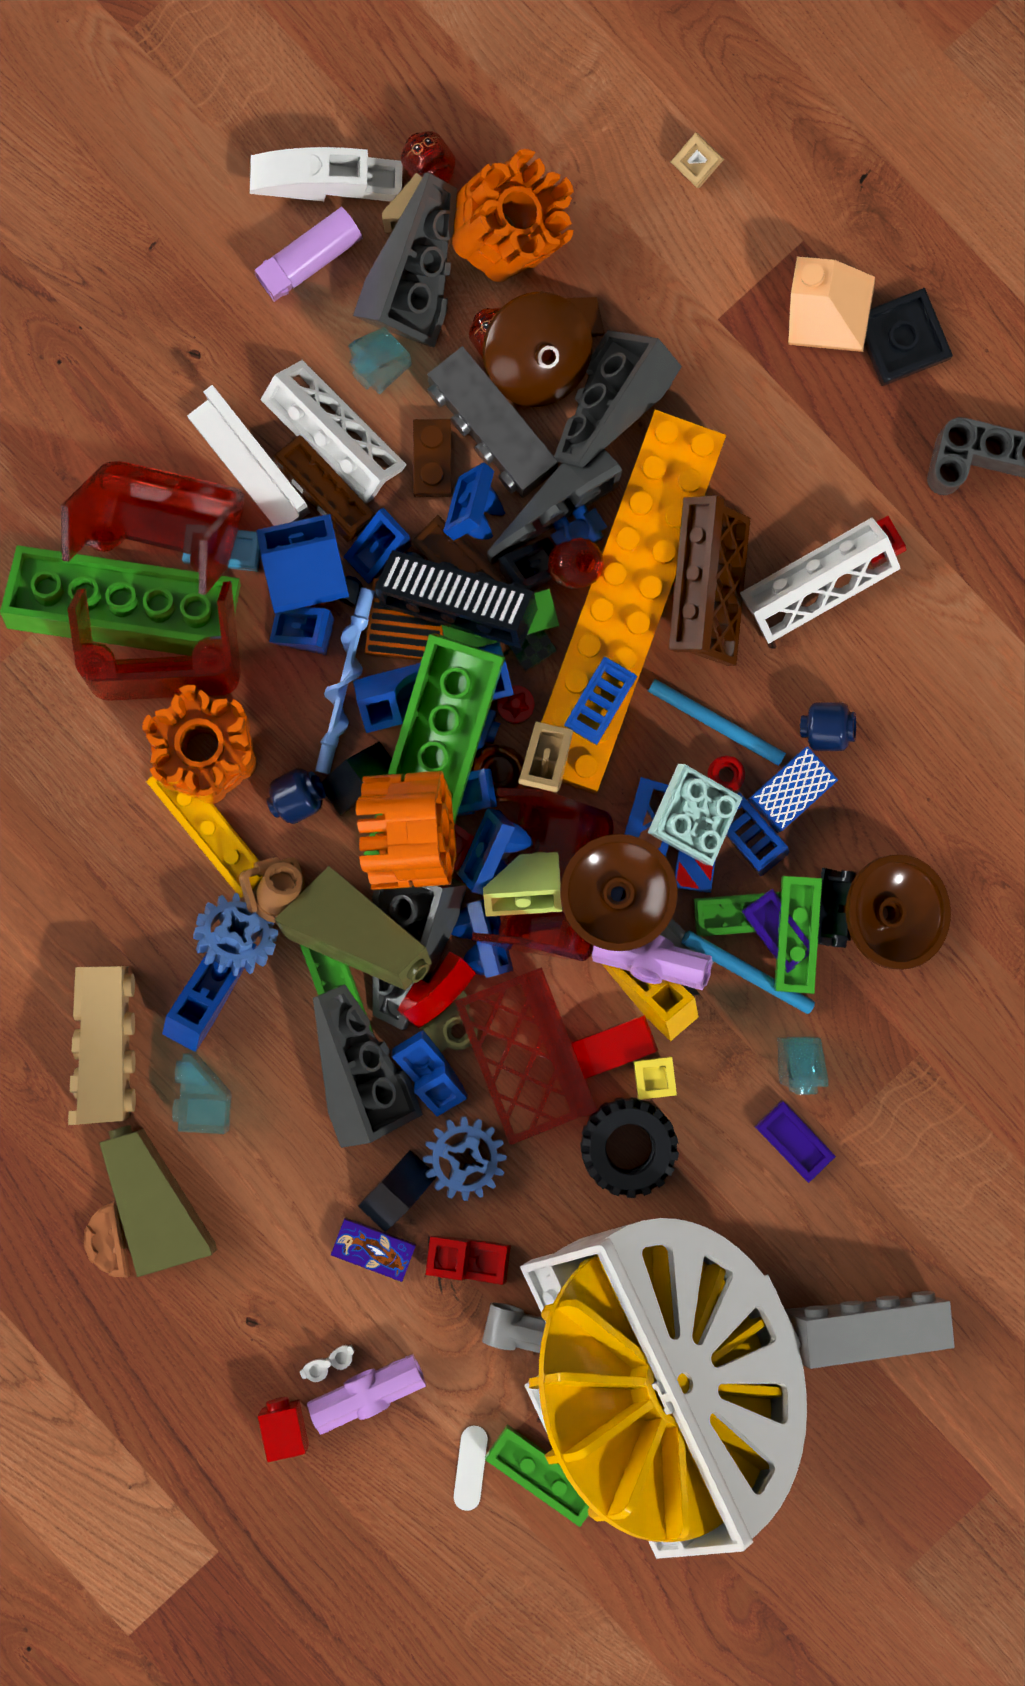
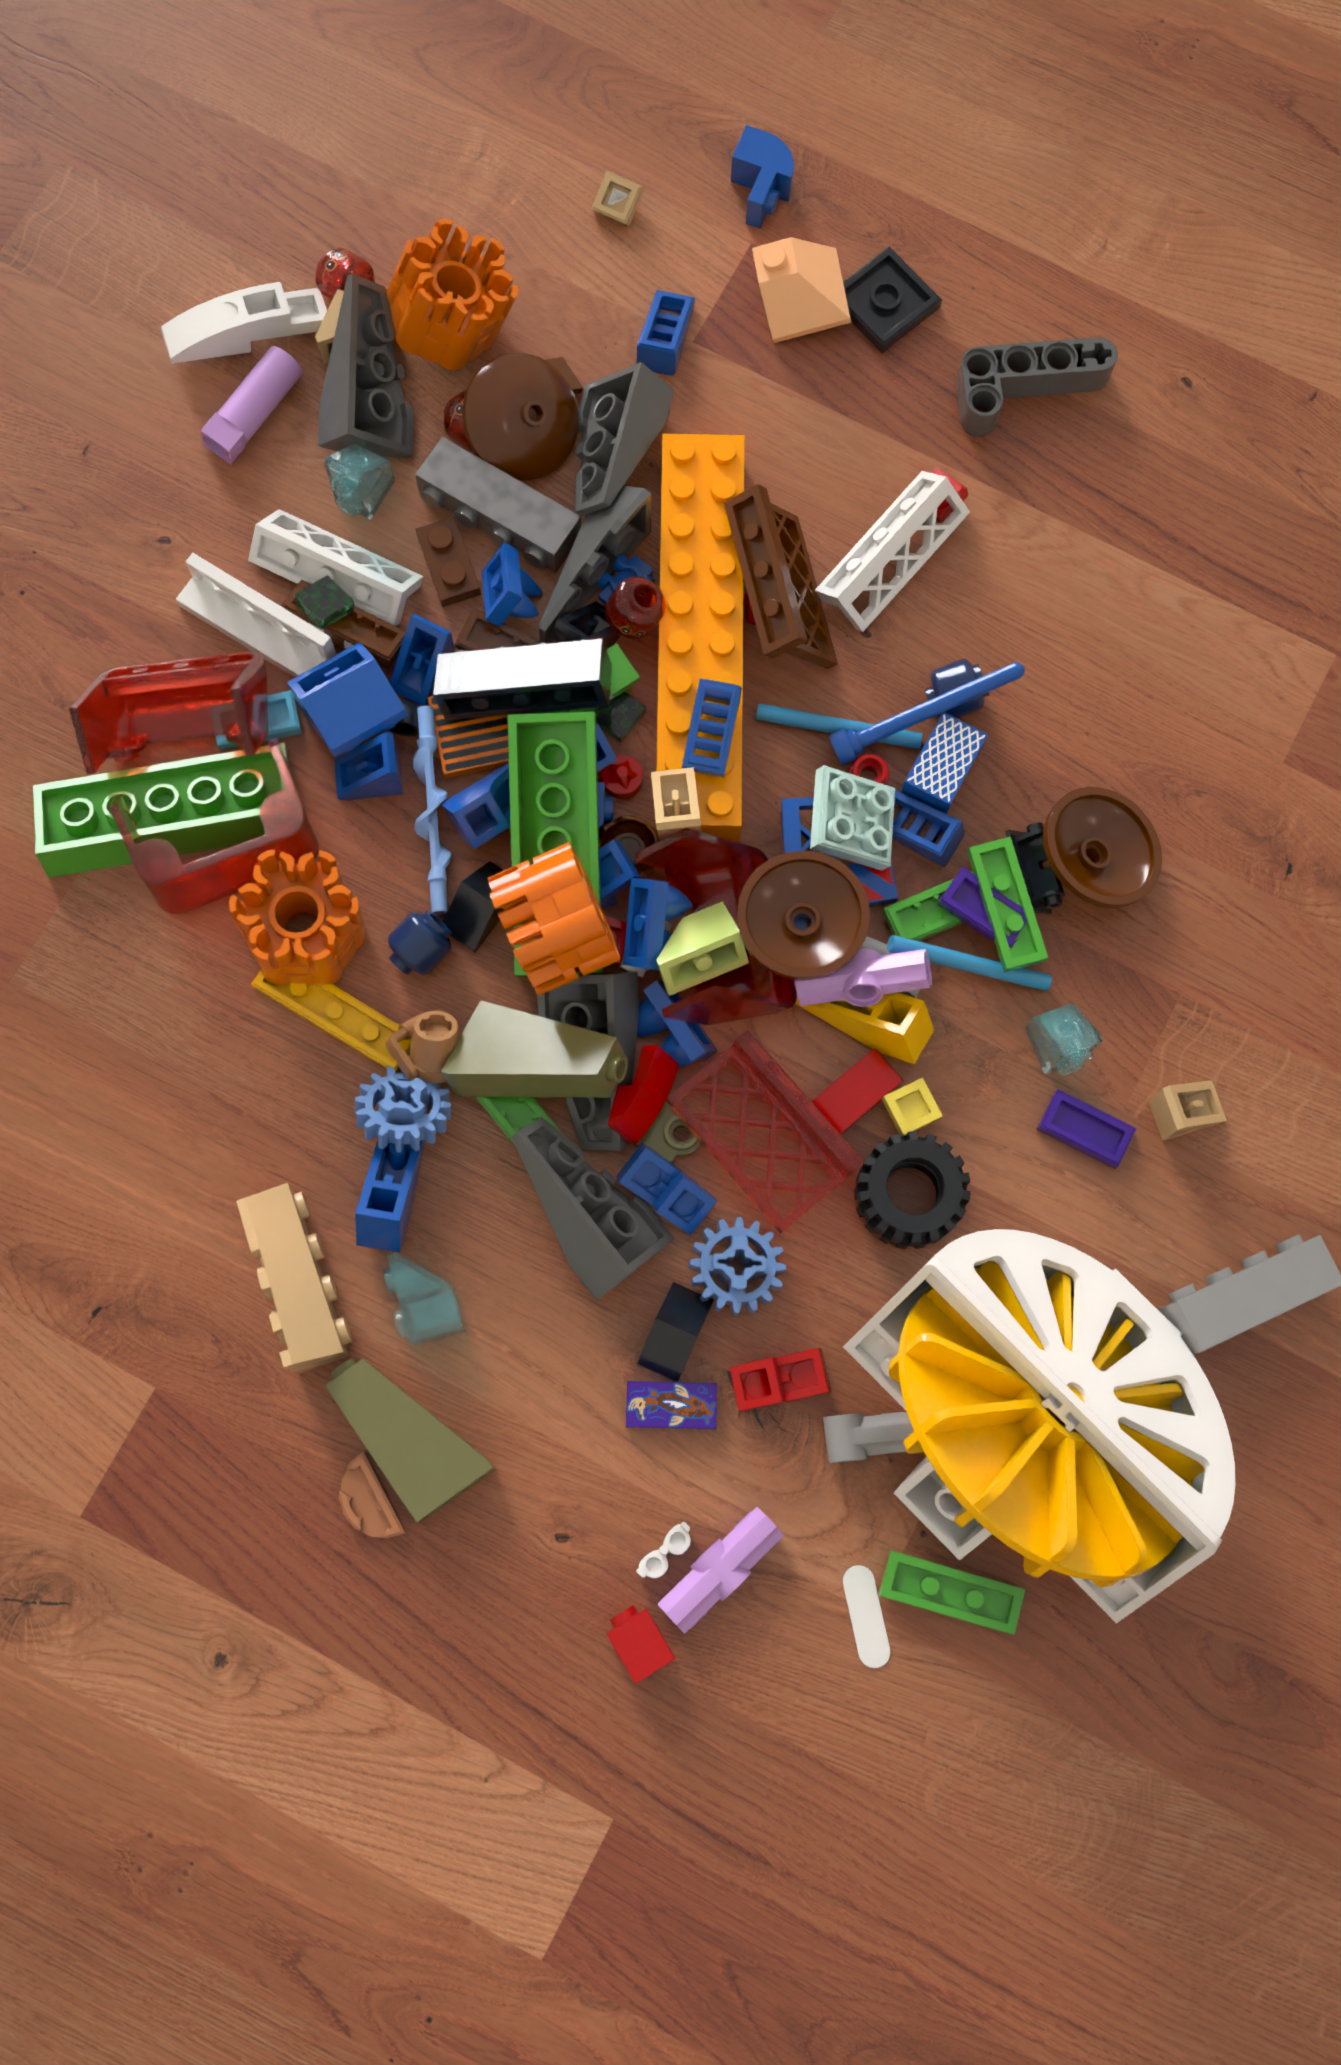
camera: 20 degrees left, 10 degrees down
(311, 466) = (324, 602): none -> clear green tile
(683, 323) = (658, 354): none -> blue slope
(720, 743) = (851, 743): none -> blue piece
(843, 175) = (765, 167): none -> blue brick
(884, 1156) = (1186, 1109): none -> tan slope

